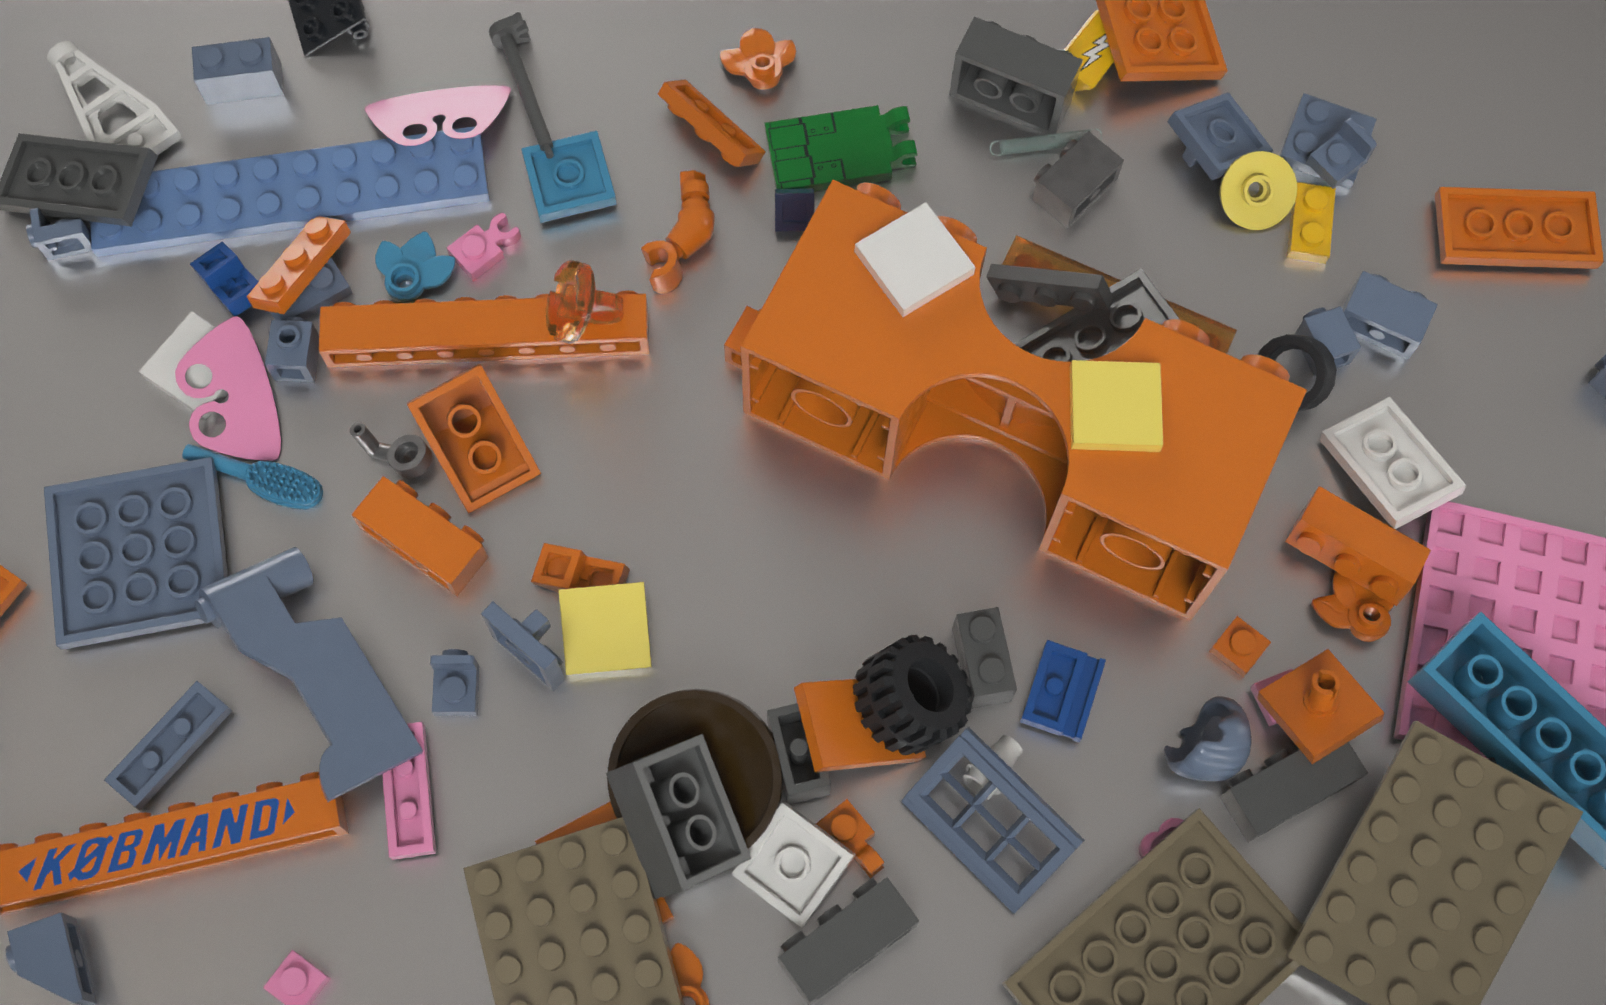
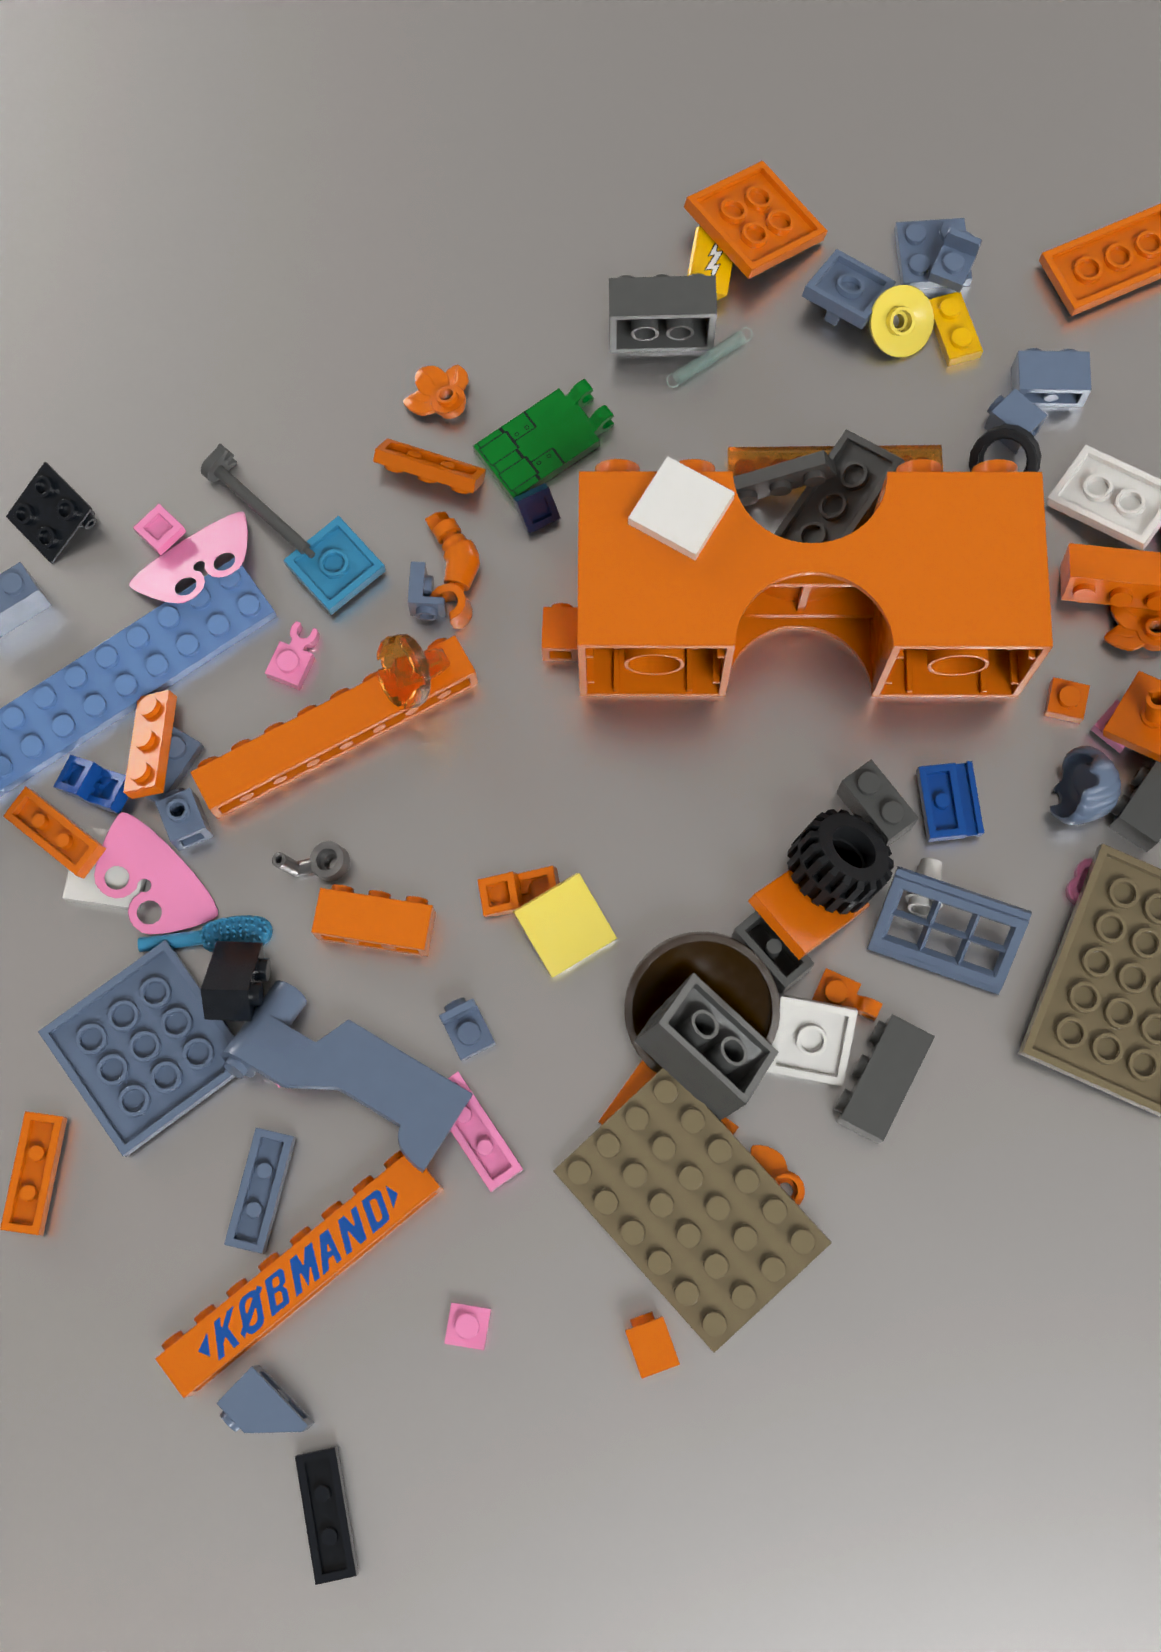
camera: 20 degrees left, 5 degrees up
(164, 306) = (54, 832): none -> orange plate
(251, 526) = (234, 981): none -> black brick
(415, 263) = (242, 698): dark azure plate -> none
(420, 68) = (159, 529): none -> bright pink plate
(473, 438) = (373, 820): orange slope -> none
(524, 644) = (510, 968): sand blue hinge -> none
(637, 233) = (419, 590): none -> sand blue bracket
(1077, 178) = (752, 377): flat silver brick -> none
(1116, 406) = (902, 555): light yellow tile -> none

